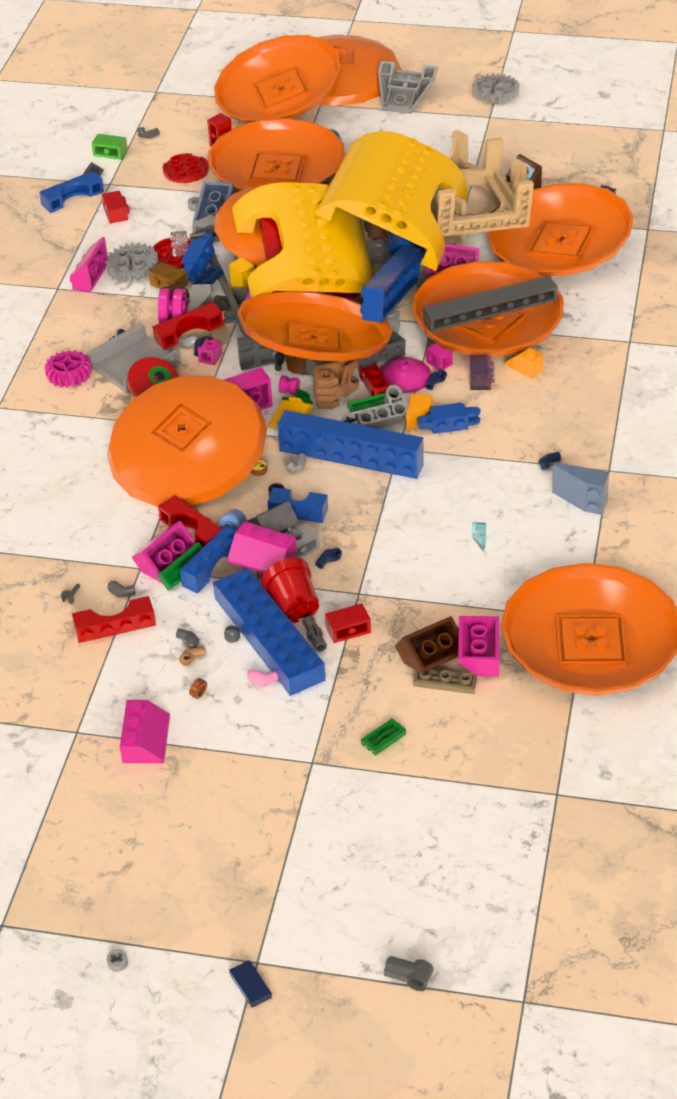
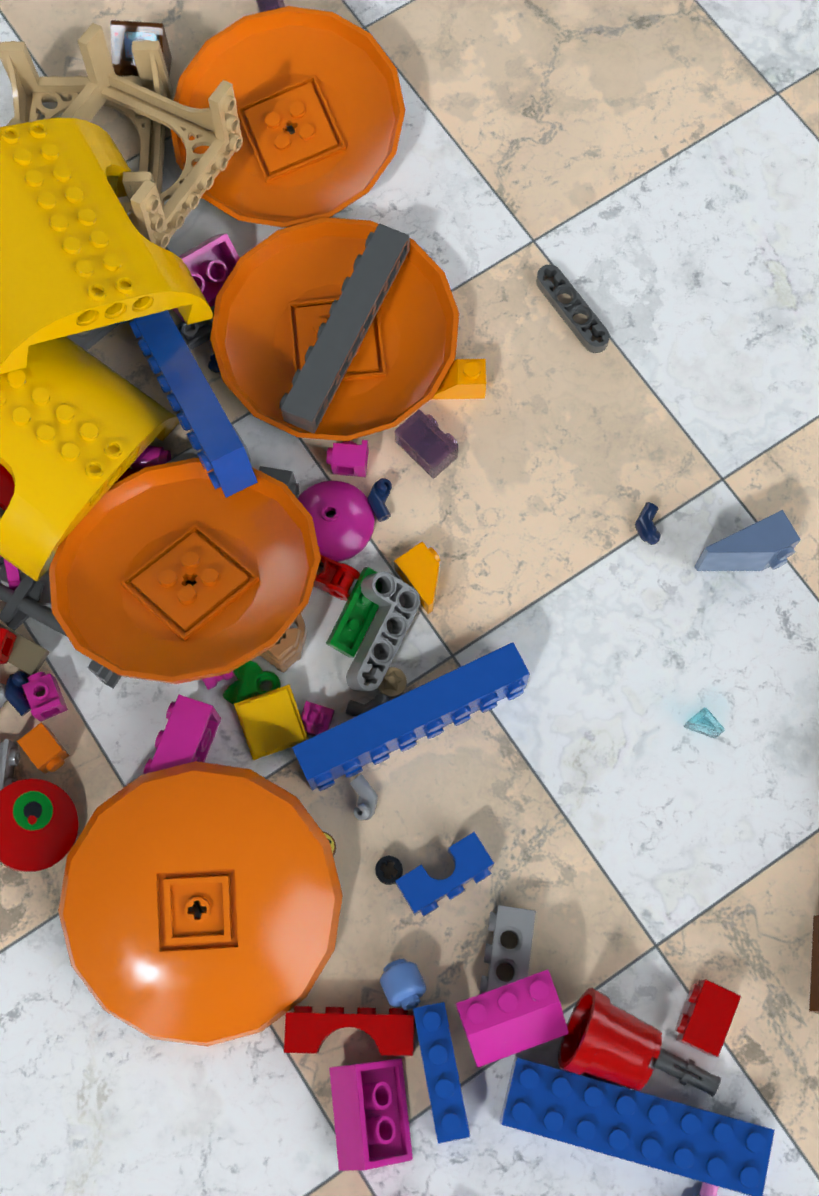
camera: 45 degrees left, 30 degrees up
(171, 574) = (415, 1117): green plate -> none
(188, 364) = (43, 749): none -> orange brick
(232, 634) = (583, 1160): dark grey hinge -> none
(277, 518) = (460, 947): flat silver brick -> none
(328, 556) = (564, 922): dark blue arm -> none
(449, 418) = (469, 556): blue hinge -> none
(614, 371) = (576, 306): none -> dark grey beam

